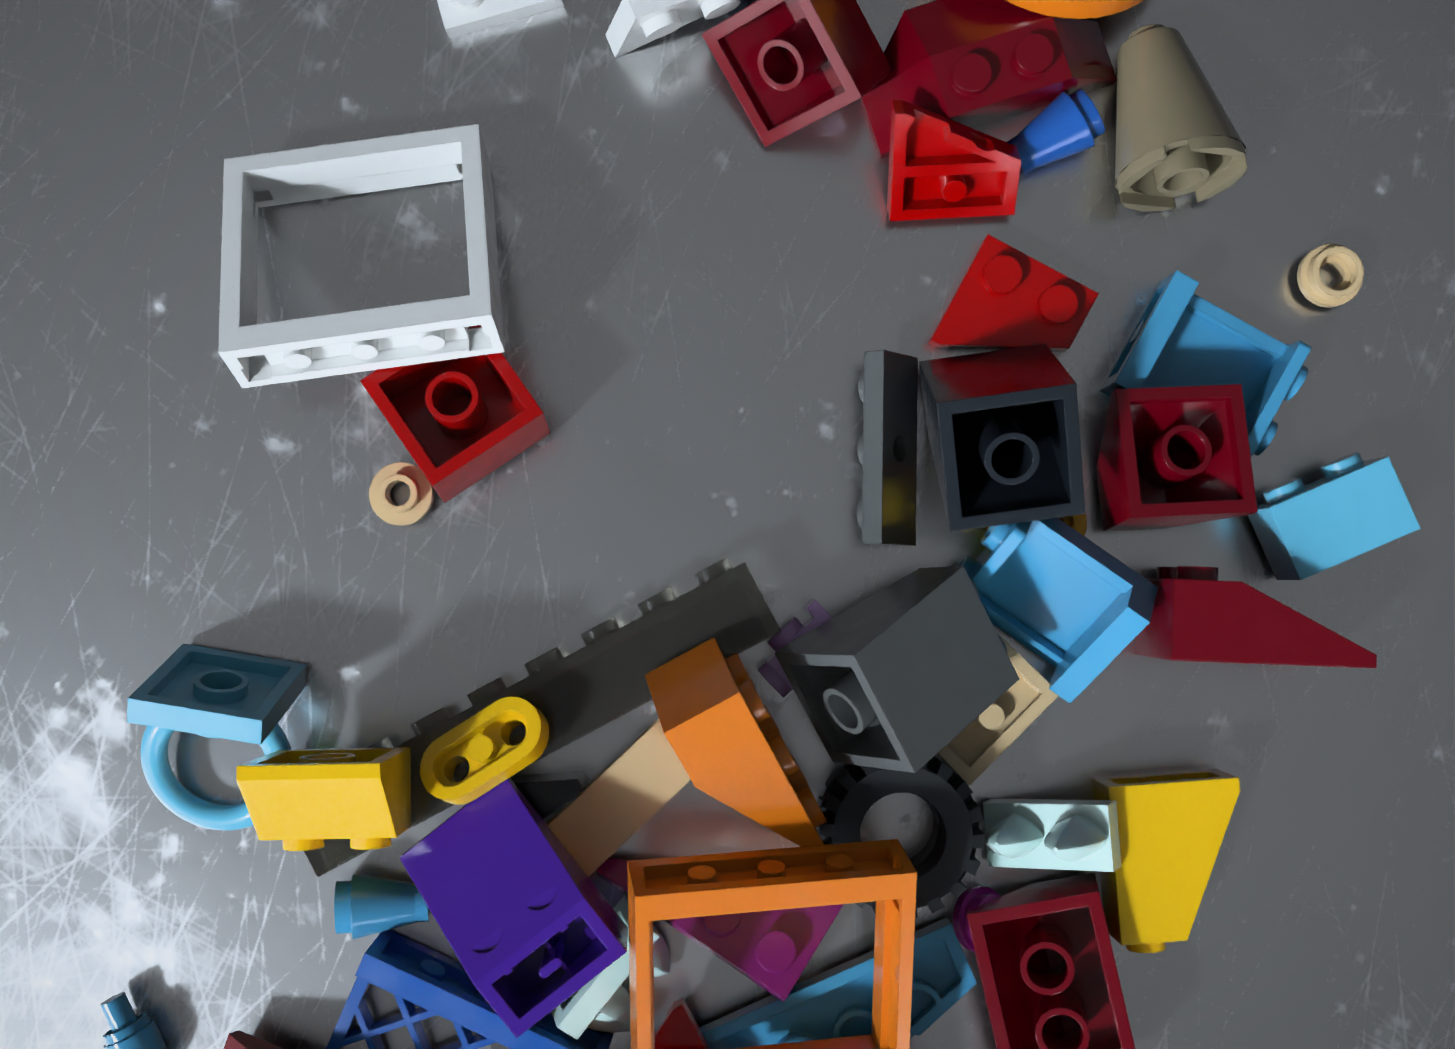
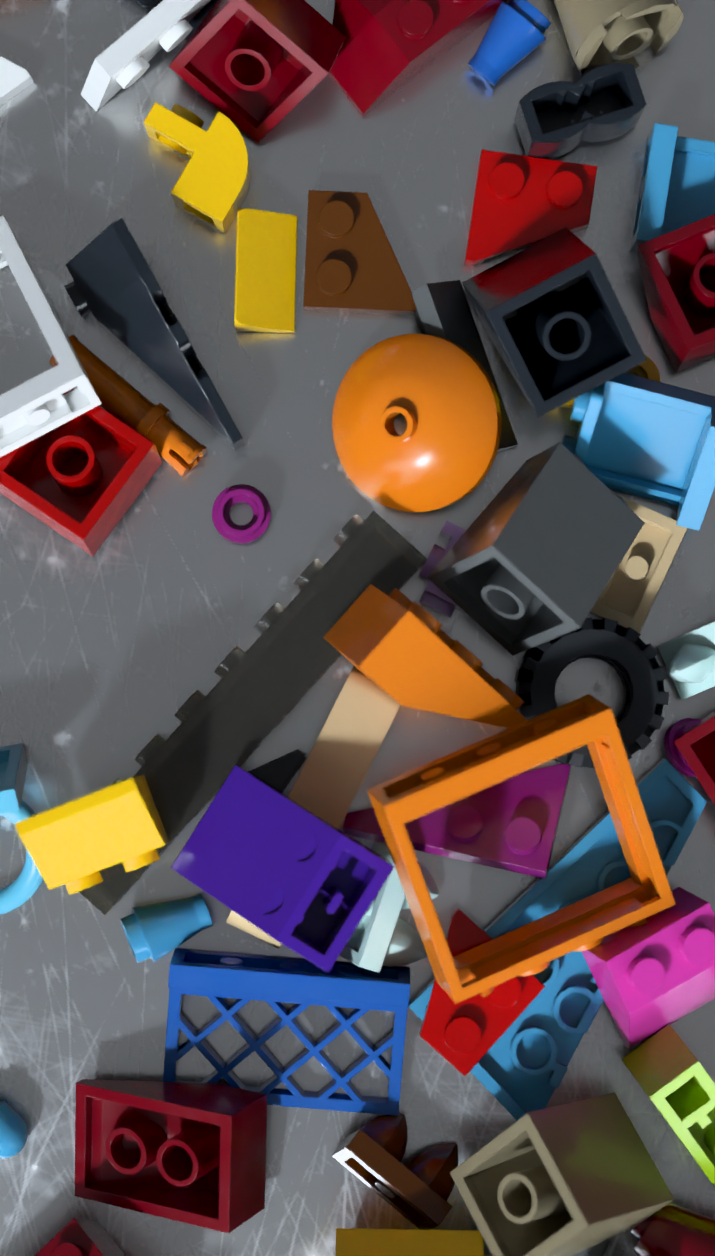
camera: 20 degrees left, 0 degrees up
(420, 494) = (69, 569): tan plate -> none
(486, 747) = (207, 746): yellow plate -> none
(542, 373) = (138, 412): none -> orange pin
(574, 256) = (131, 308): none -> black wedge
(594, 502) = (241, 495): none -> magenta plate
(714, 157) = (217, 168): none -> yellow brick
(724, 278) = (265, 271): none -> yellow slope
(816, 296) = (351, 258): none -> reddish brown wing
(856, 496) = (448, 414): none -> orange dish
(947, 168) = (425, 106): red wing -> none
(1113, 233) = (594, 109): none -> black brick

